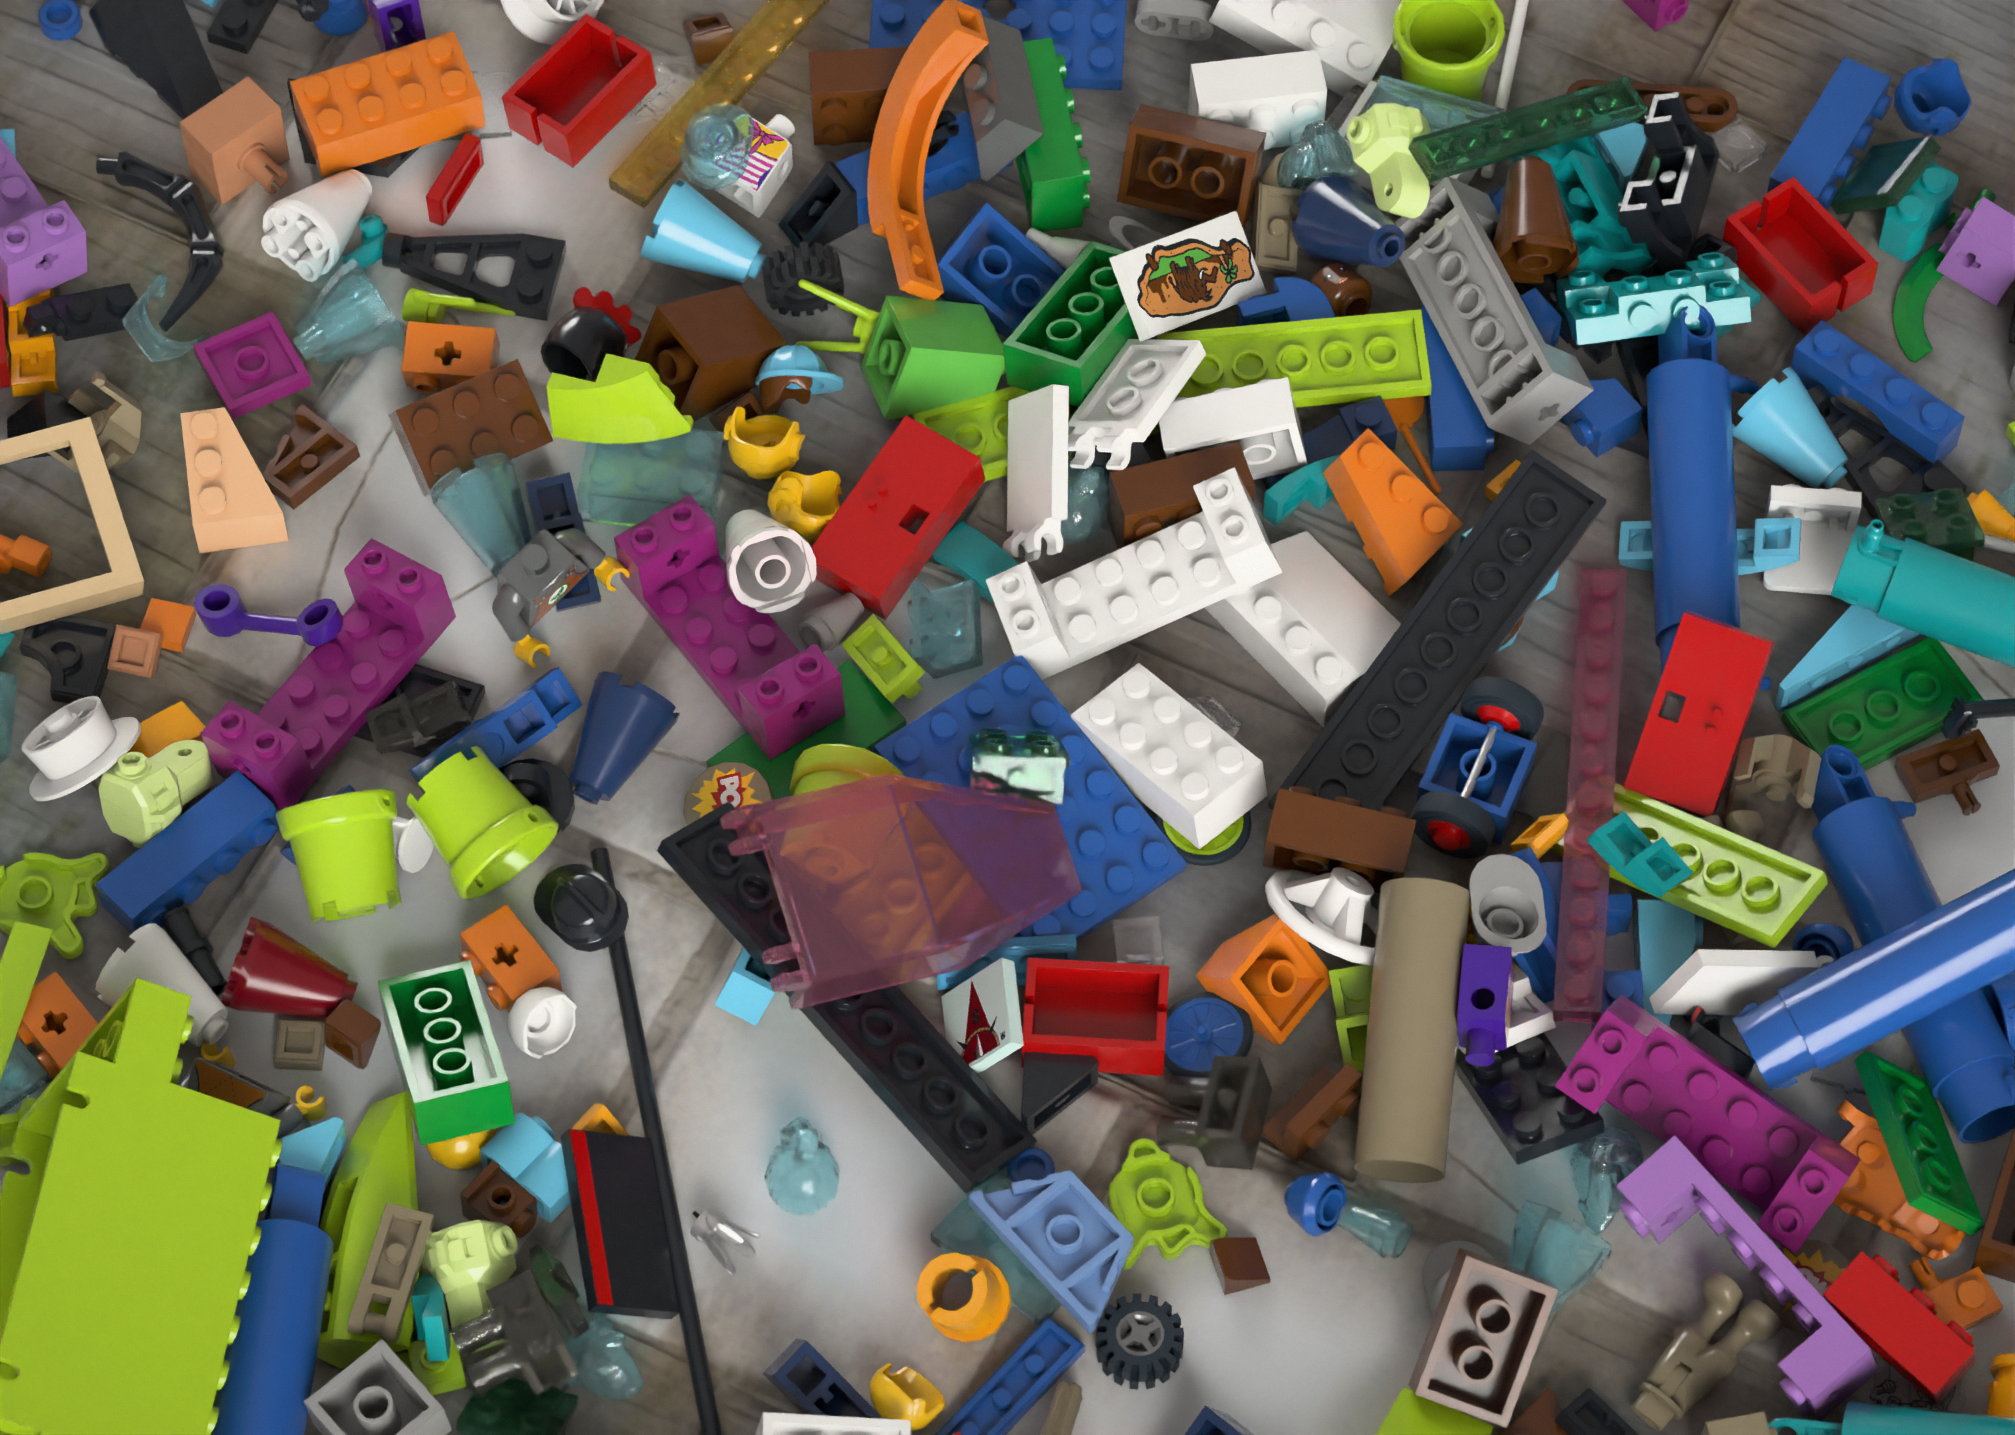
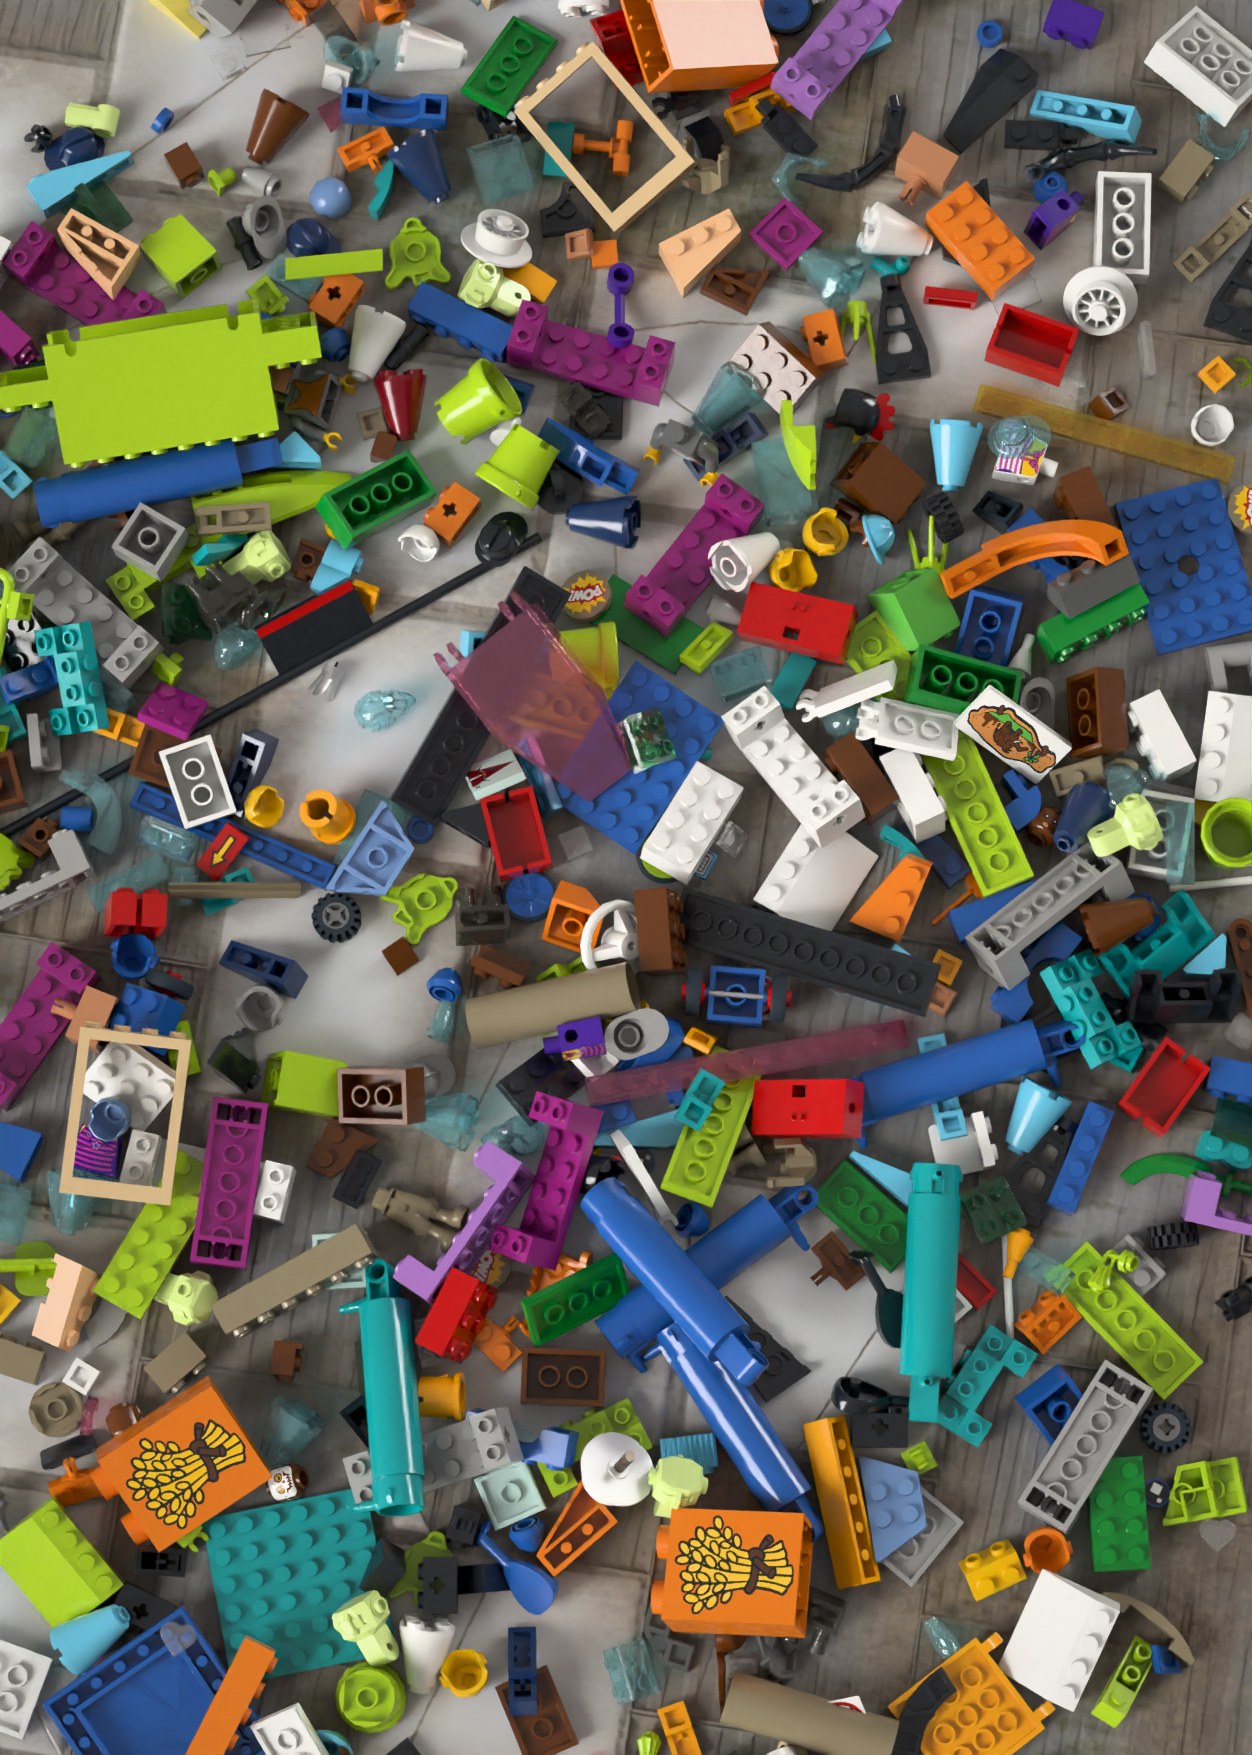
camera: 75 degrees right, 20 degrees up
(1527, 129) = (1176, 900): clear green plate -> none

